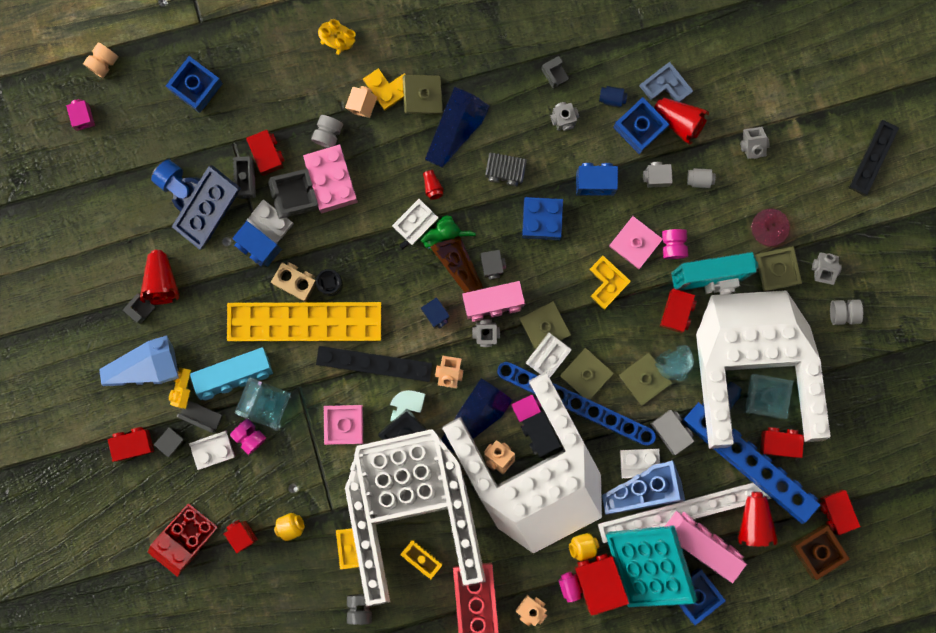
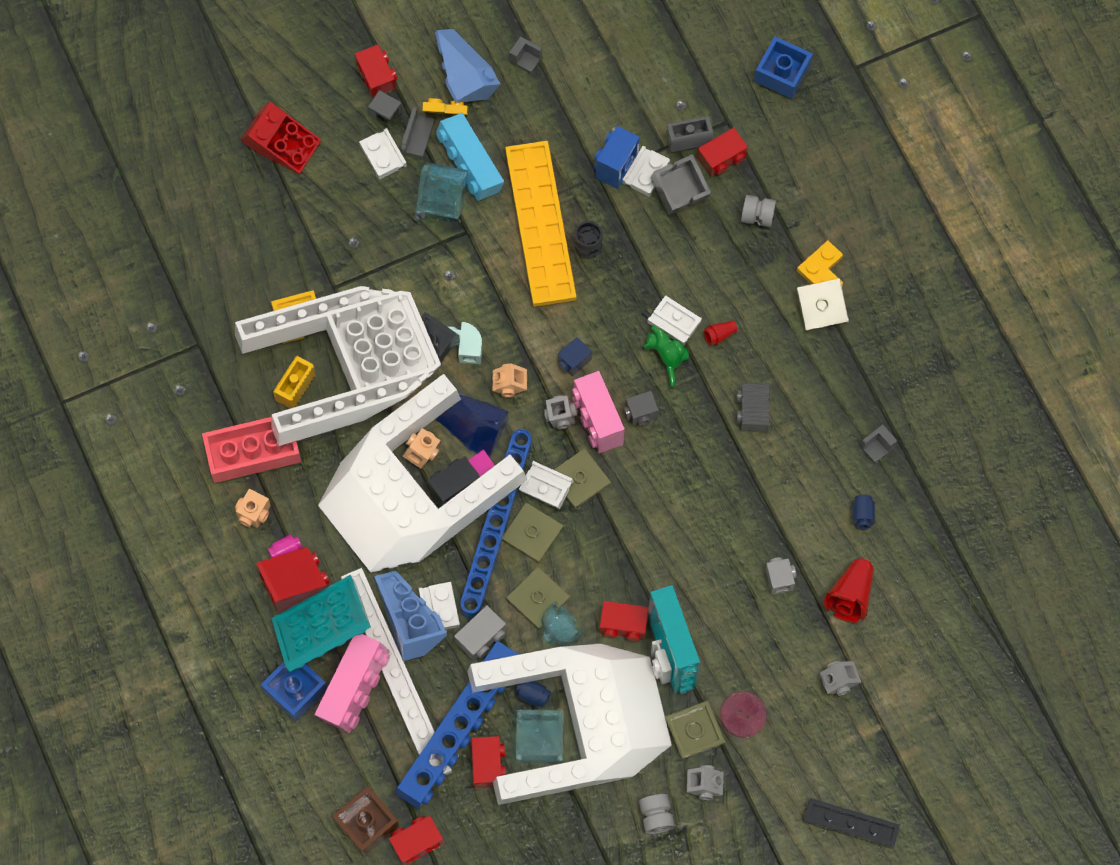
camera: 80 degrees right, 15 degrees down
(158, 280) = (560, 67): red cone -> none
(200, 201) = (657, 91): plate -> none
(240, 535) = (292, 192): red brick -> none
(248, 436) = (403, 185): dark pink wheel -> none
(289, 526) = (310, 242): yellow head -> none
(292, 285) = (579, 204): tan brick -> none
(330, 179) = (705, 223): bright pink brick -> none
(336, 36) = (869, 203): yellow plate -> none
(343, 424) = (432, 281): bright pink plate -> none
(358, 616) = (221, 326): dark grey wheel -> none
(361, 101) = (800, 241): light nougat brick -> none
(374, 364) = (505, 303): black plate -> none
(458, 263) = (635, 370): reddish brown wing -> none
(460, 119) = (799, 347): clear blue wedge -> none
(542, 218) = (703, 454): blue brick -> none
(561, 122) = (825, 466): light grey brick -> none
(583, 547) = (333, 556): yellow head -> none
(597, 179) = (759, 503): blue brick -> none
(612, 280) = (643, 544): yellow plate -> none
(635, 242) = (696, 564): bright pink plate -> none
(641, 125) = (834, 545): blue brick -> none
(666, 79) = (896, 570): sand blue plate -> none
(675, 244) = (702, 605): dark pink wheel -> none
(700, 178) = (786, 624): light grey brick -> none
(757, 522) = (390, 741): red cone -> none

